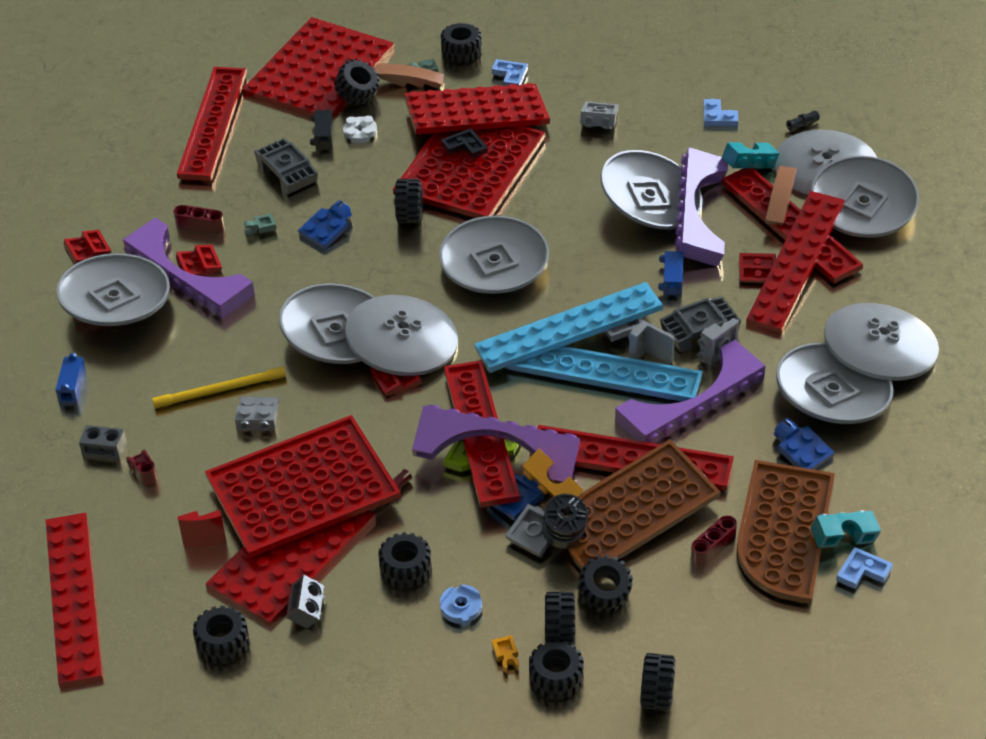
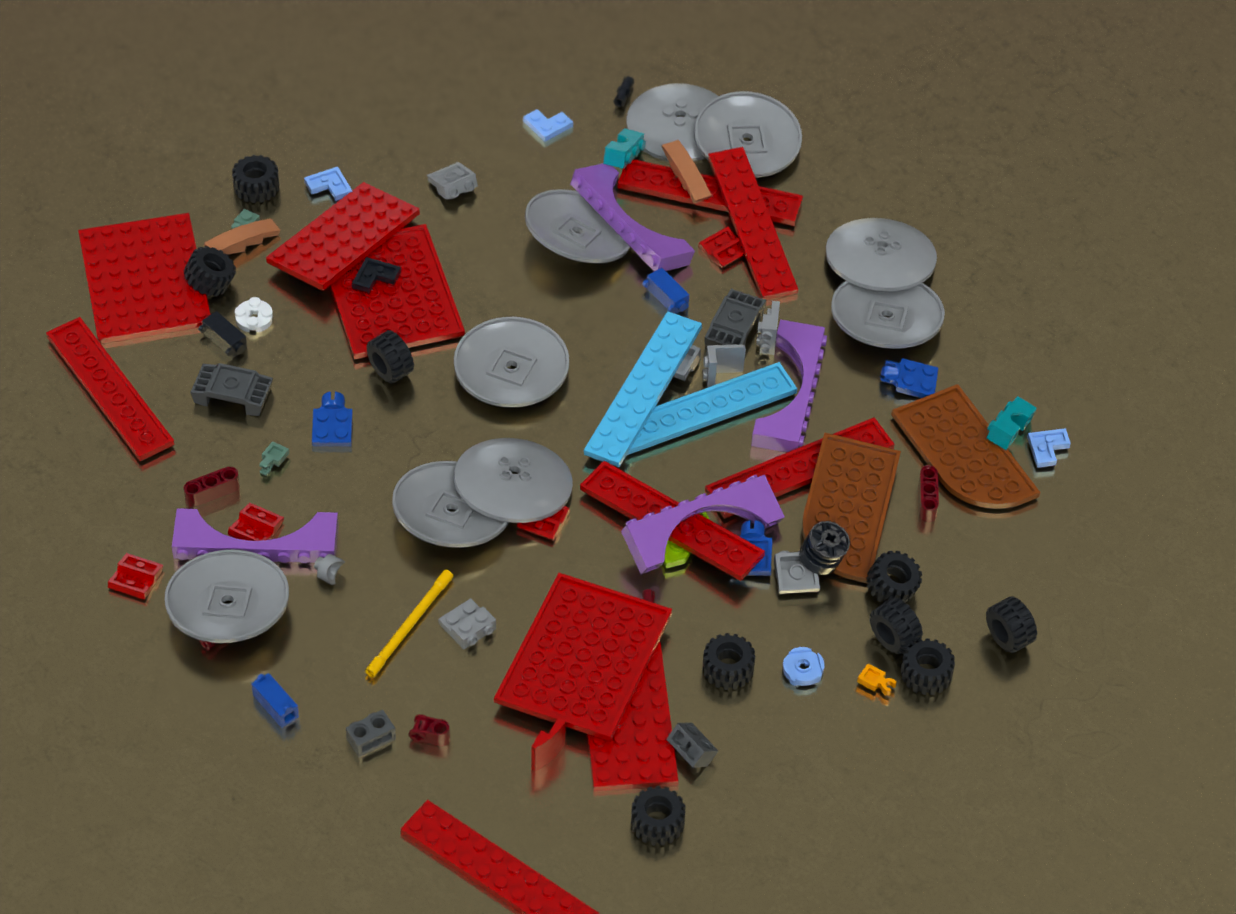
camera: 45 degrees left, 5 degrees up
(206, 316) = (328, 568): none -> light grey piece
(536, 469) = (760, 520): light orange arch -> none

